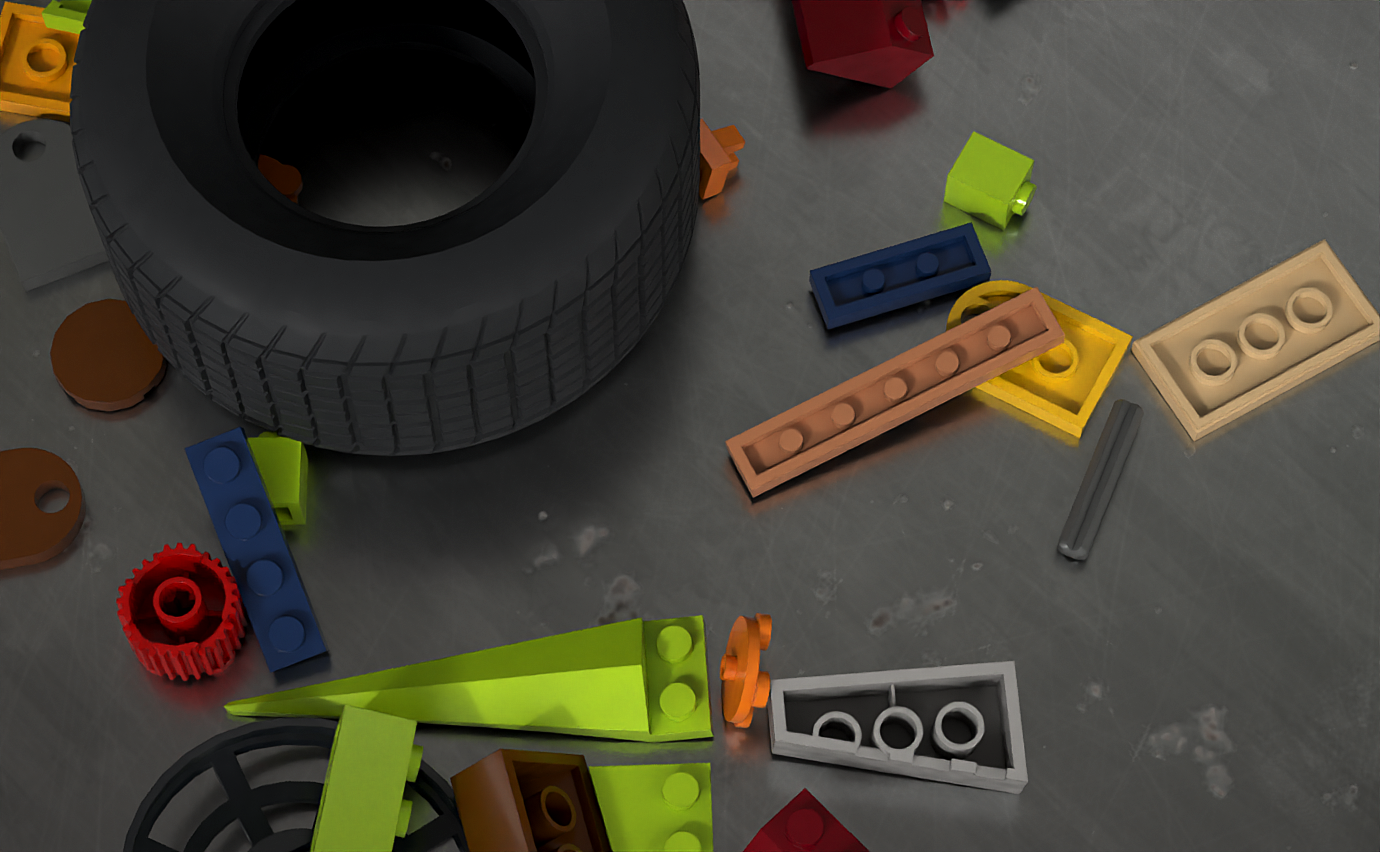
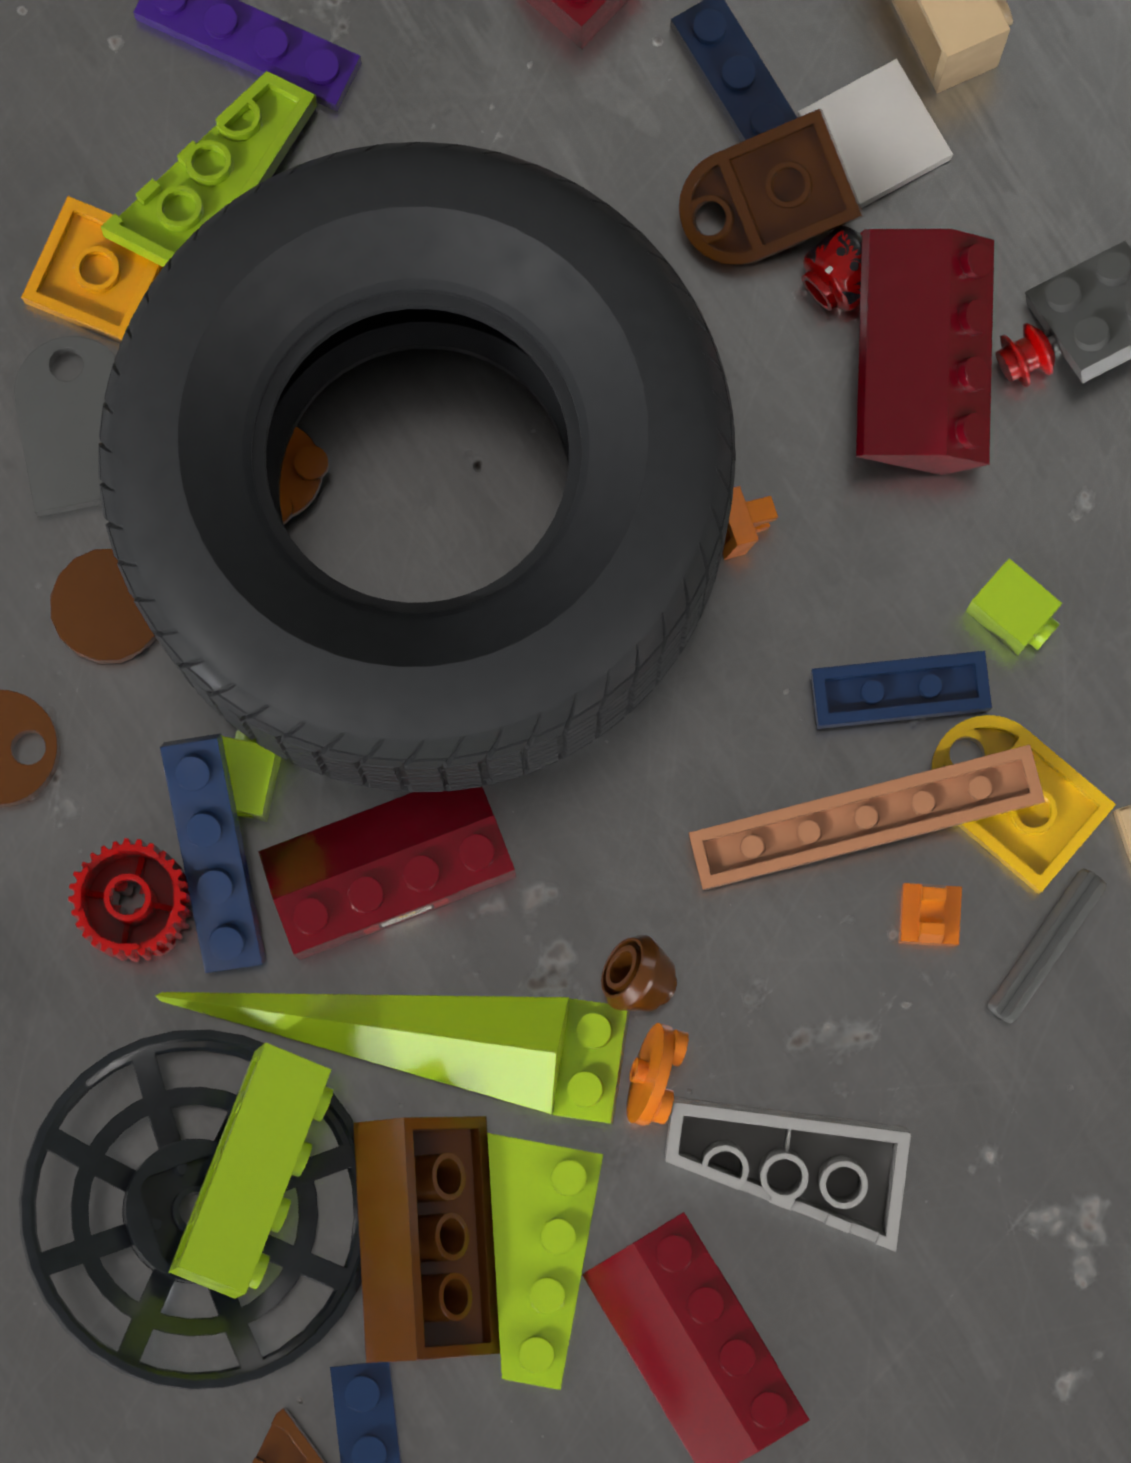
camera: 15 degrees right, 15 degrees up
(436, 537) = (384, 867): none -> dark red slope
(707, 583) = (638, 975): none -> reddish brown cone
(979, 473) = (930, 914): none -> orange tile

